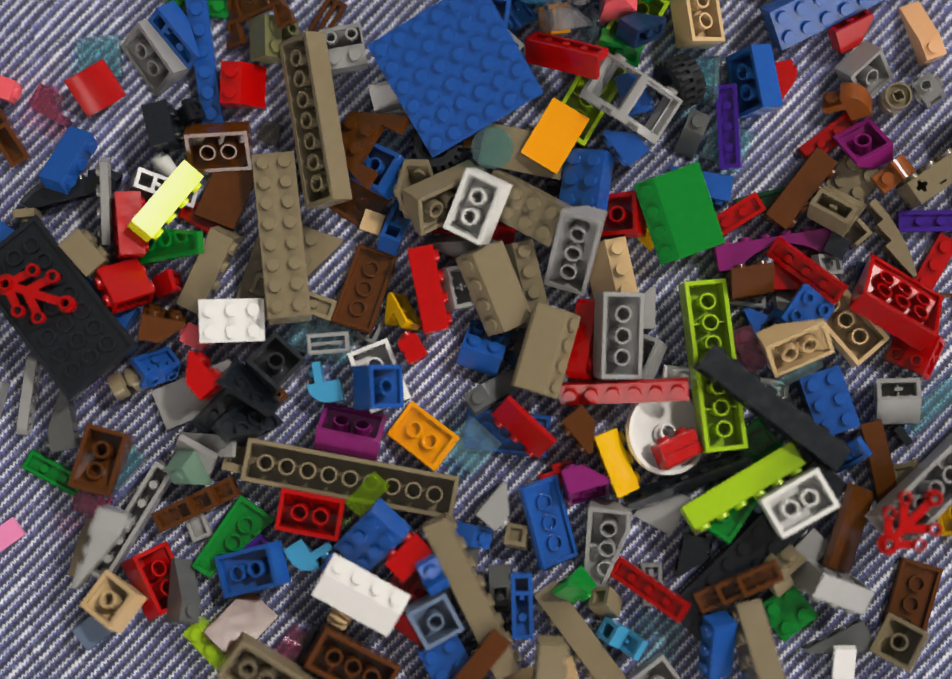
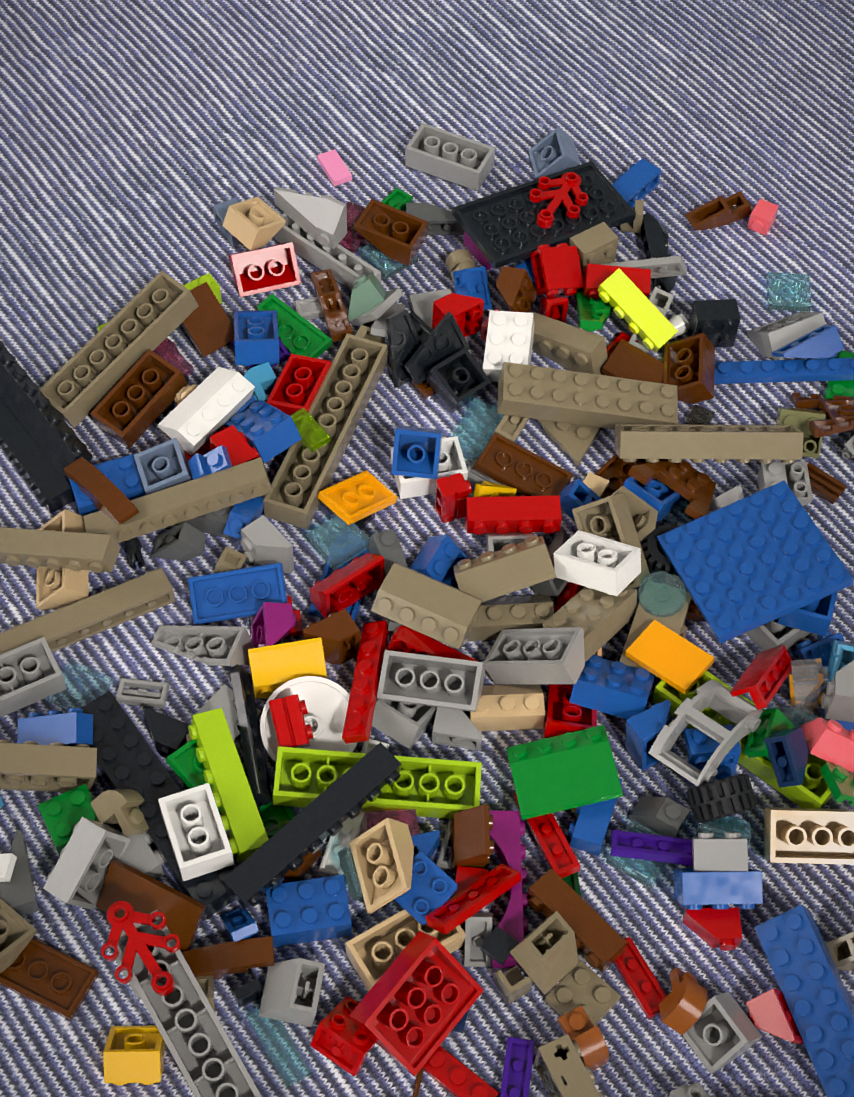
camera: 95 degrees right, 30 degrees down
(28, 395) = (442, 190): light grey beam -> none
(49, 103) = (743, 248): clear pink arch -> none
(68, 160) = (679, 240): blue brick -> none
(95, 87) = (758, 280): red slope -> none
(183, 594) = (248, 280): dark grey slope -> none
(191, 111) = (728, 350): black bracket -> none
(242, 85) = (752, 397): red slope -> none
(324, 390) = (425, 417): dark azure brick -> none
(328, 343) = (470, 443): light grey tile -> none
(350, 431) = (373, 436): magenta slope -> none
(522, 605) = (172, 557): blue slope -> none
(575, 586) = (161, 607): green slope -> none
(605, 602) = (135, 641): dark tan panel -> none
(621, 637) = (94, 647): dark azure brick -> none
(650, 589) = (137, 677): red plate -> none
(738, 79) = (720, 853): none -> light grey brick
(738, 586) = (116, 753): reddish brown slope -> none
(865, 144) = (623, 1010): magenta slope -> none
(890, 101) = (682, 1060): dark tan wheel -> none
(894, 246) = (490, 1029): dark tan slope -> none

